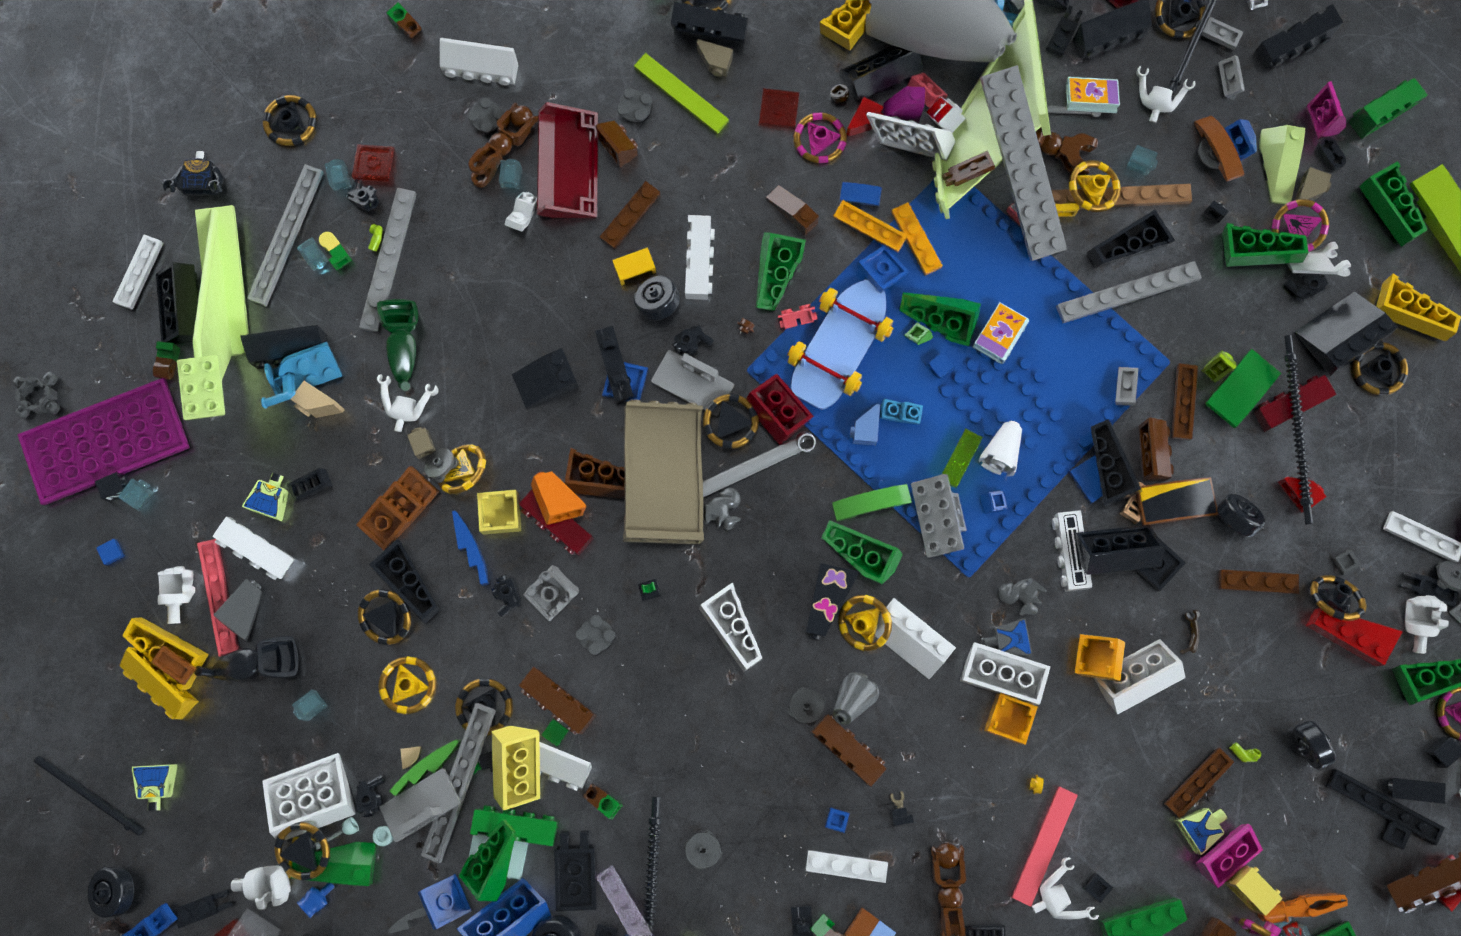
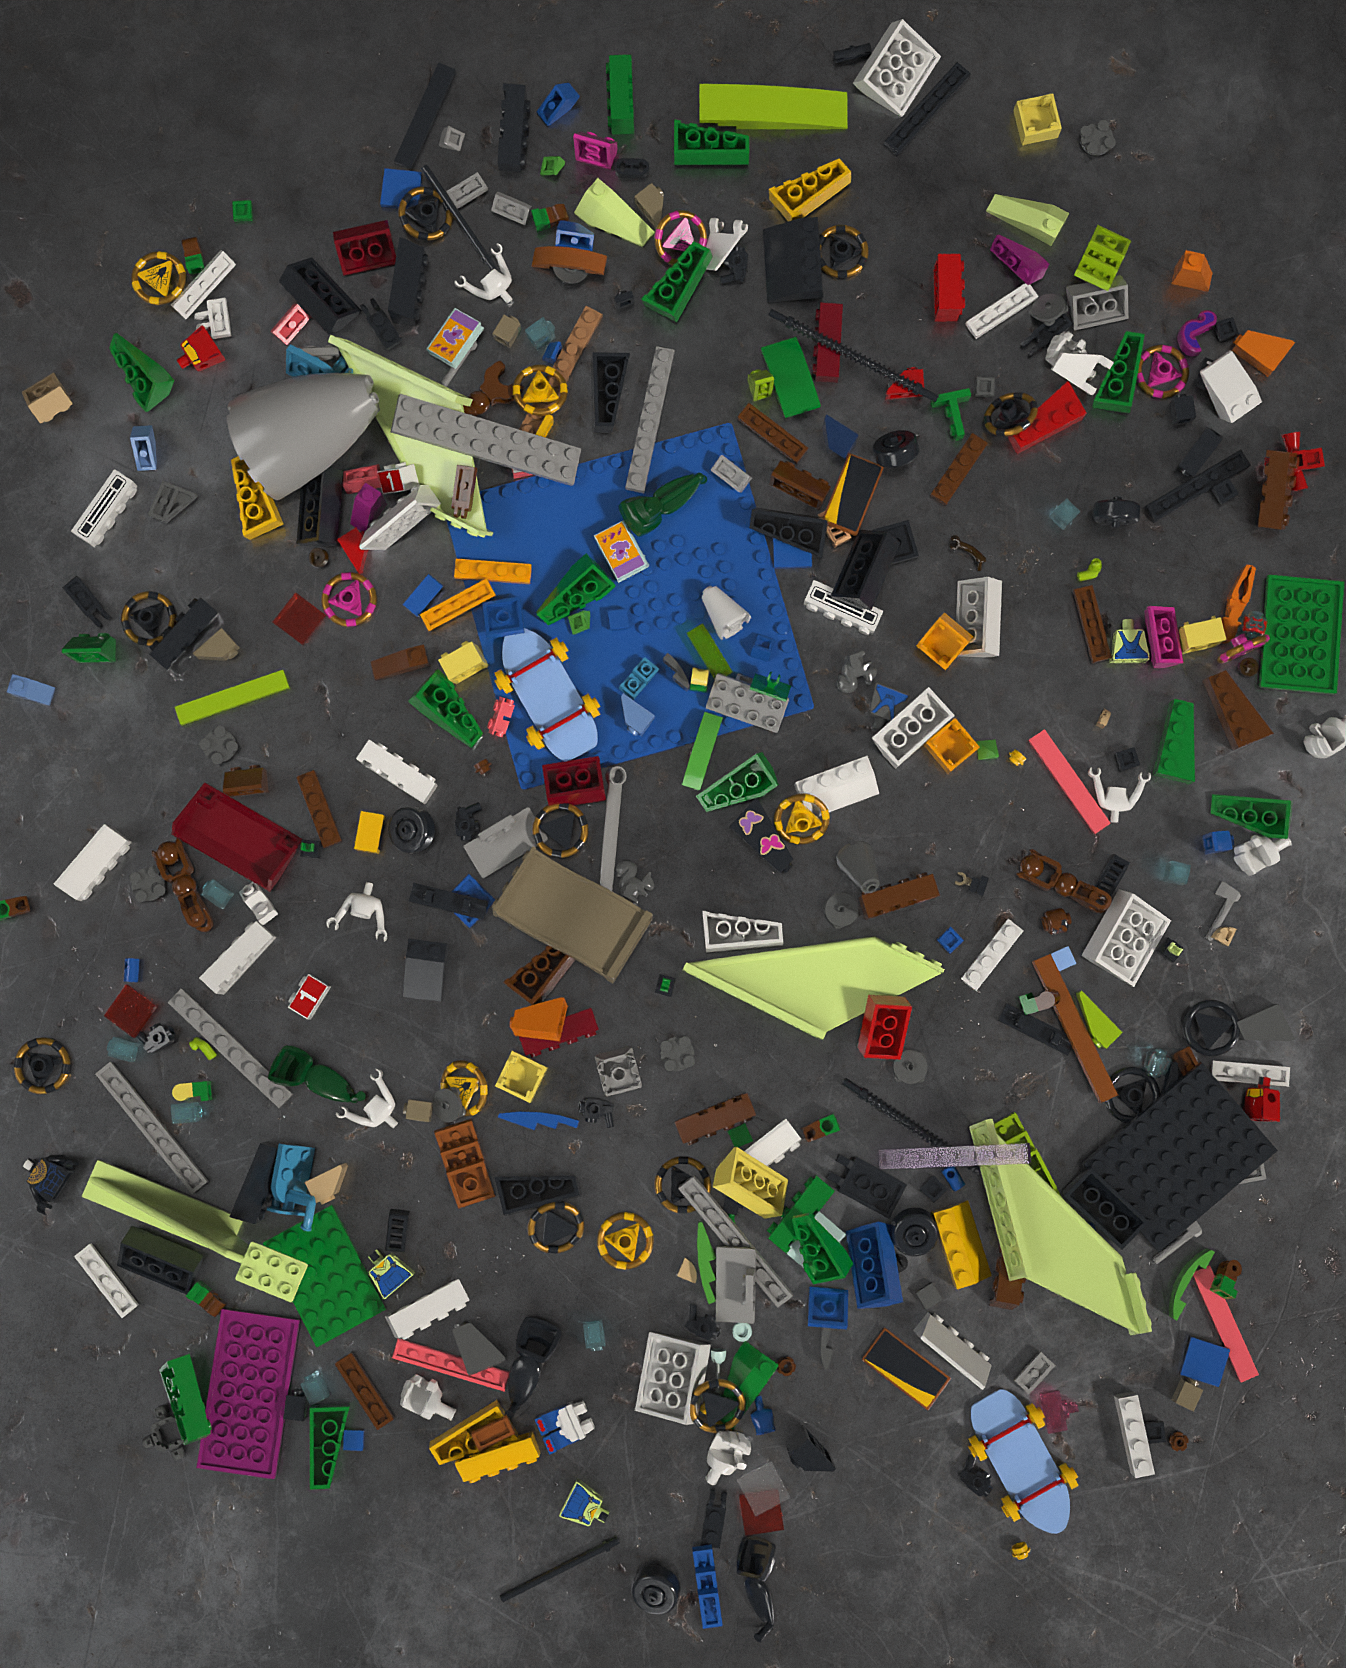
camera: 60 degrees left, 5 degrees up
(68, 391) = (185, 1399): none -> green wedge
(96, 526) = (326, 1433): none -> green wedge
(156, 536) = (364, 1391): none -> reddish brown plate
(215, 724) = (570, 1425): none -> hips
(237, 447) = (336, 1284): none -> green plate
(372, 899) = (786, 1371): none -> reddish brown plate
(407, 144) = (131, 970): none -> blue piece
(464, 220) = (237, 958): none -> white wedge
(466, 296) = (309, 996): none -> red brick
(568, 297) = (362, 906): none -> white piece
(592, 227) = (311, 849): none -> black piece
(724, 805) = (884, 1027): none -> red brick
(730, 725) = (820, 982): none -> yellowish green piece
(824, 257) = (463, 662): none -> light yellow container
(911, 908) = (1056, 921): none -> reddish brown head
(924, 443) = (679, 677): none -> dark grey slope
(931, 463) = (699, 680): none -> light yellow leg
(963, 527) = (770, 687): none -> green piece
(1027, 754) = (987, 750): none -> bright green slope
(1045, 333) = (644, 513): none -> dark green piece
(1120, 844) = (1103, 719): none -> tan tile
(1126, 132) = (507, 330): none -> dark tan brick
(1132, 180) = (552, 352): none -> blue slope
(1219, 458) = (838, 437): none -> dark blue slope
(1243, 109) = (549, 217): none -> leg
(1281, 699) = (1064, 514): none -> clear light blue brick
(1289, 88) = (551, 165): none -> bright green slope
(1313, 538) = (952, 411): none -> green bracket
(1345, 62) = (558, 103): none -> blue slope
(1413, 477) = (948, 287): none -> red brick
(1420, 632) = (1077, 368): none -> white flag

